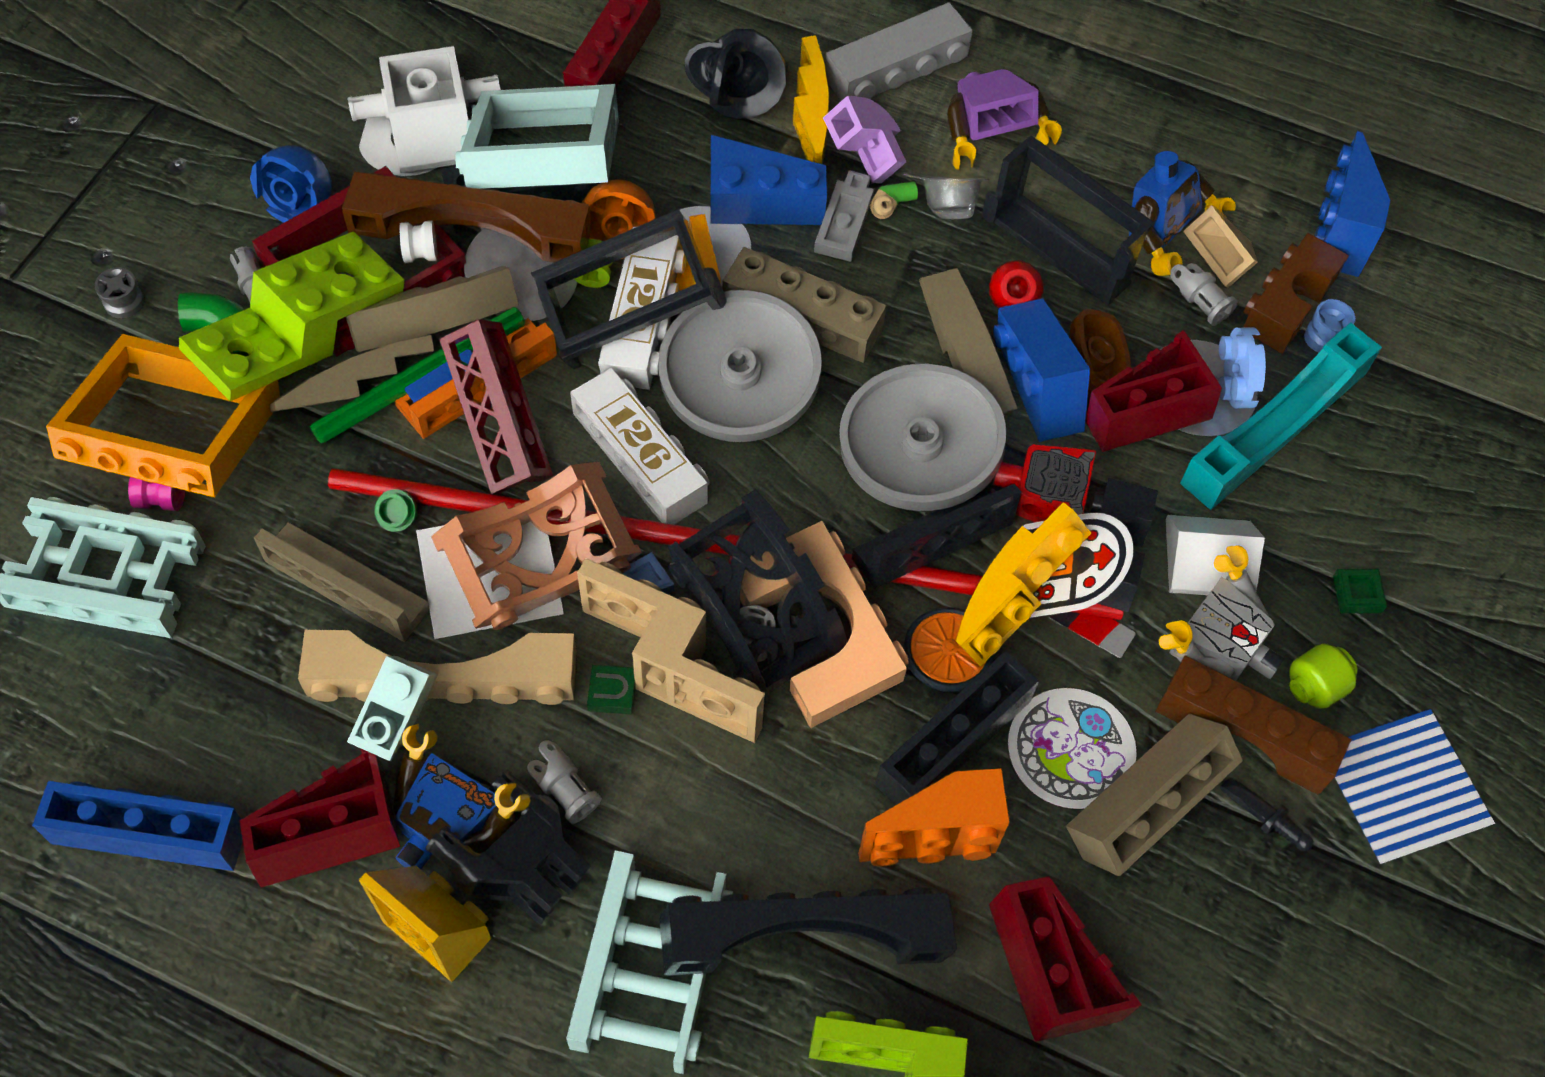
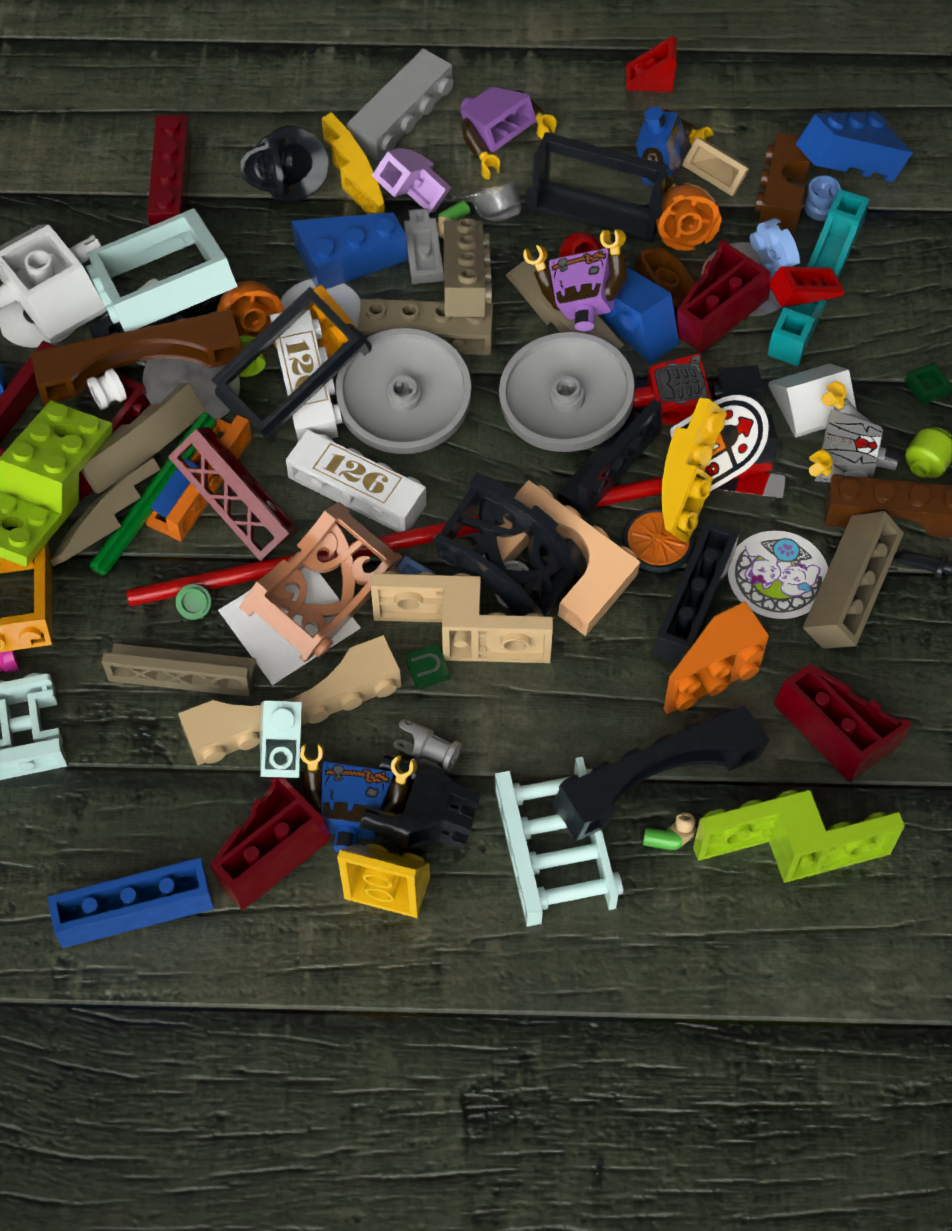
camera: 20 degrees left, 0 degrees up
(792, 1016) = (674, 836): none -> arm
(873, 255) = (466, 268): none -> dark tan brick
(993, 318) = (583, 282): none -> torso
(1157, 291) = (688, 217): none -> orange cylinder
(1200, 114) = (654, 69): none -> red slope
(1203, 291) = (730, 210): light grey piece -> none
(1236, 422) = (803, 285): none -> red slope
(1356, 205) = (798, 92): blue slope -> none
(1395, 275) = (856, 142): none -> blue wedge

